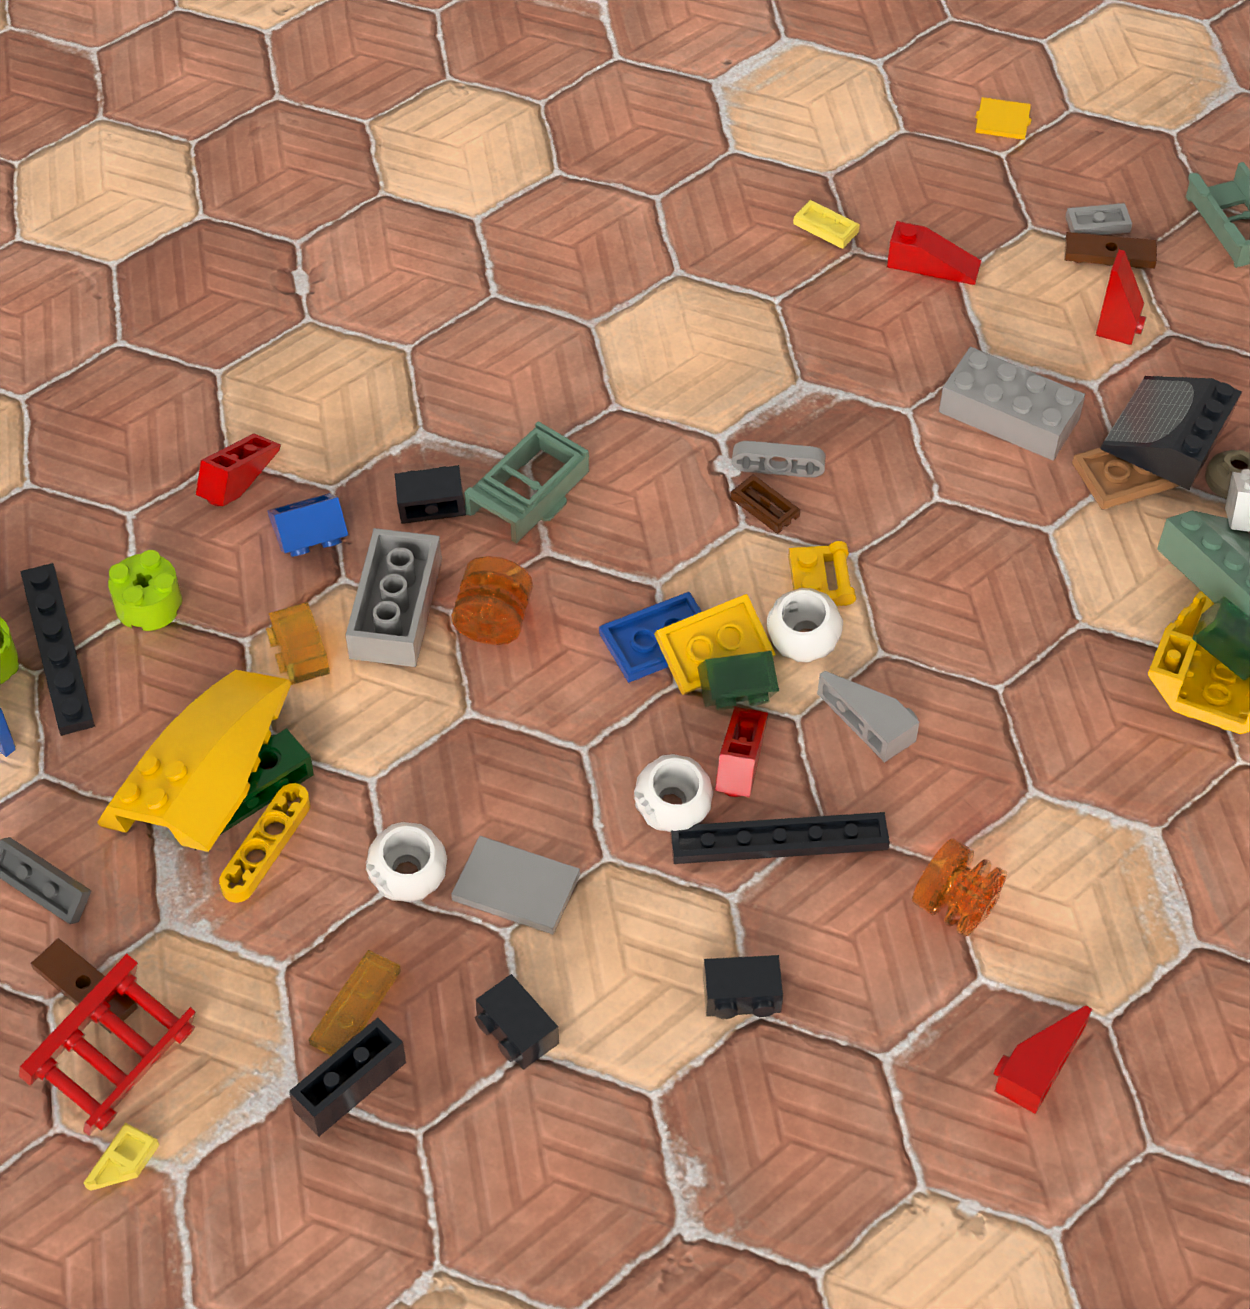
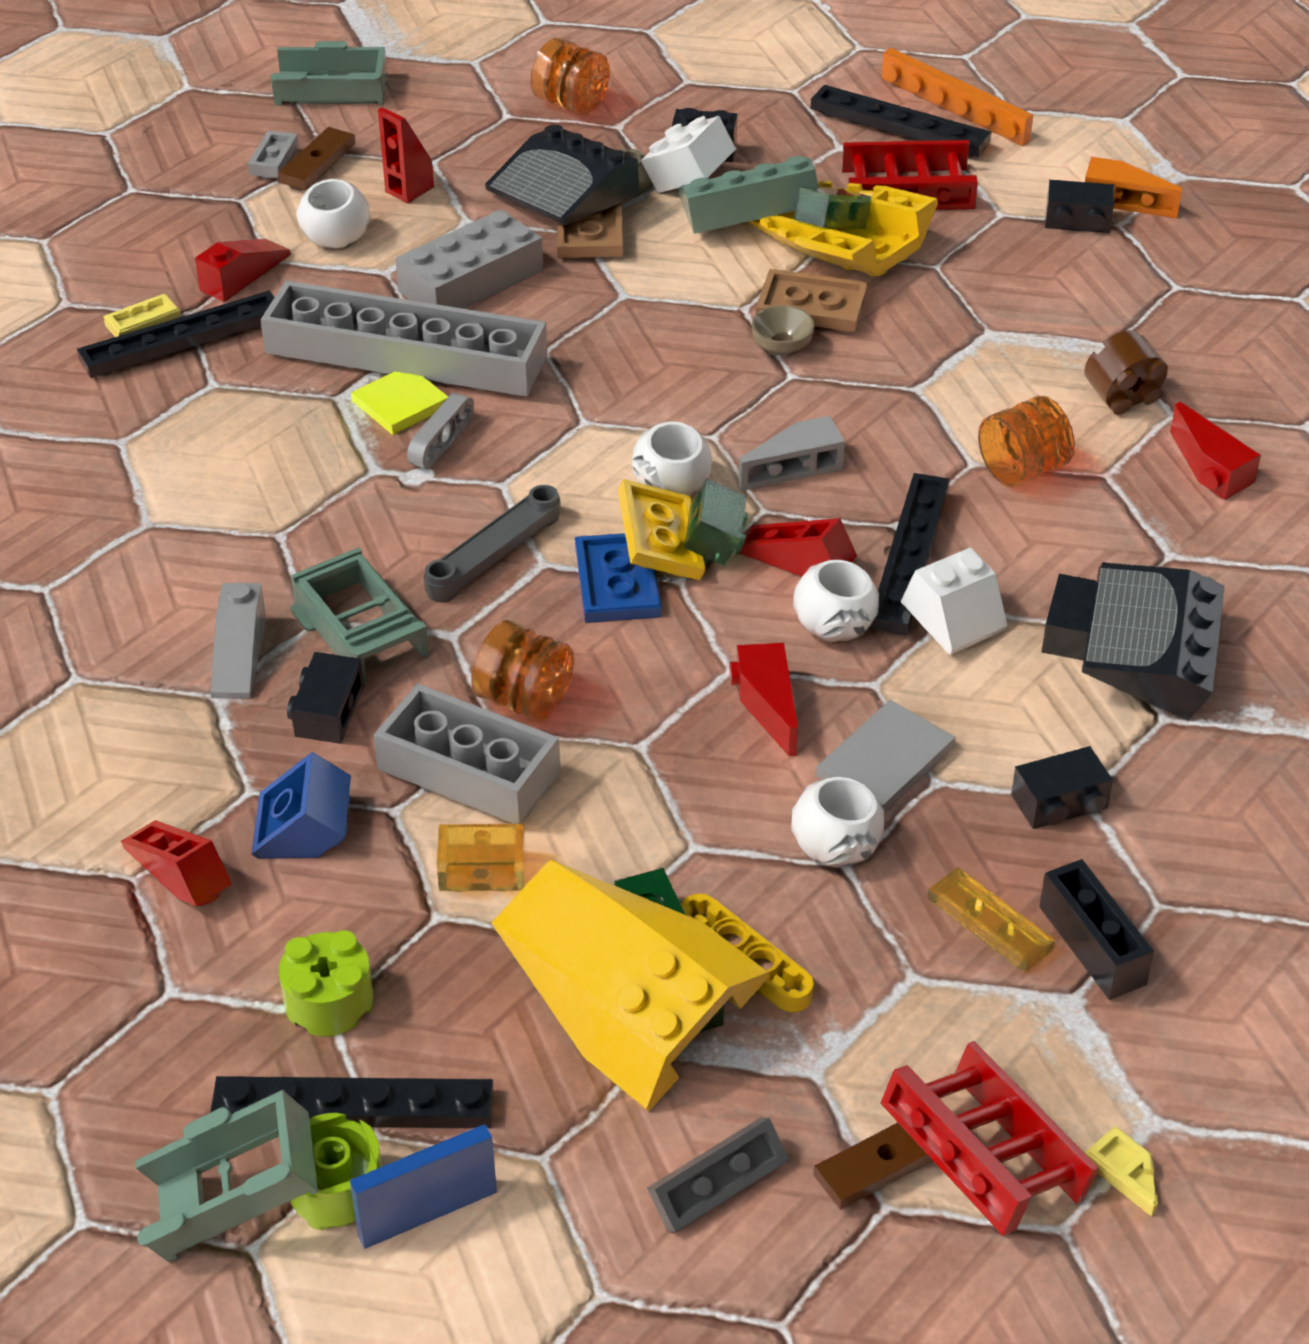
camera: 70 degrees left, 10 degrees down
(475, 419) = (237, 640): none -> light grey slope
(554, 776) = (767, 691): none -> red slope
(656, 539) = (492, 543): none -> dark grey piece
(710, 885) = (957, 601): none -> white slope
(731, 1049) = (1155, 634): none -> slope
(761, 506) = (487, 459): reddish brown tile -> none
(809, 570) = (598, 453): yellow plate -> none
(814, 421) = (399, 400): none -> neon yellow tile
(819, 255) = (174, 335): none -> black plate
(878, 396) = (405, 337): none -> light grey brick
(1003, 118) = (84, 175): yellow piece -> none
(1022, 287) = (339, 215): none -> white piece
(1048, 646) = (782, 324): none -> dark tan piece
(1110, 670) = (828, 300): none -> medium nougat plate
(1119, 953) = (1126, 371): none -> reddish brown brick

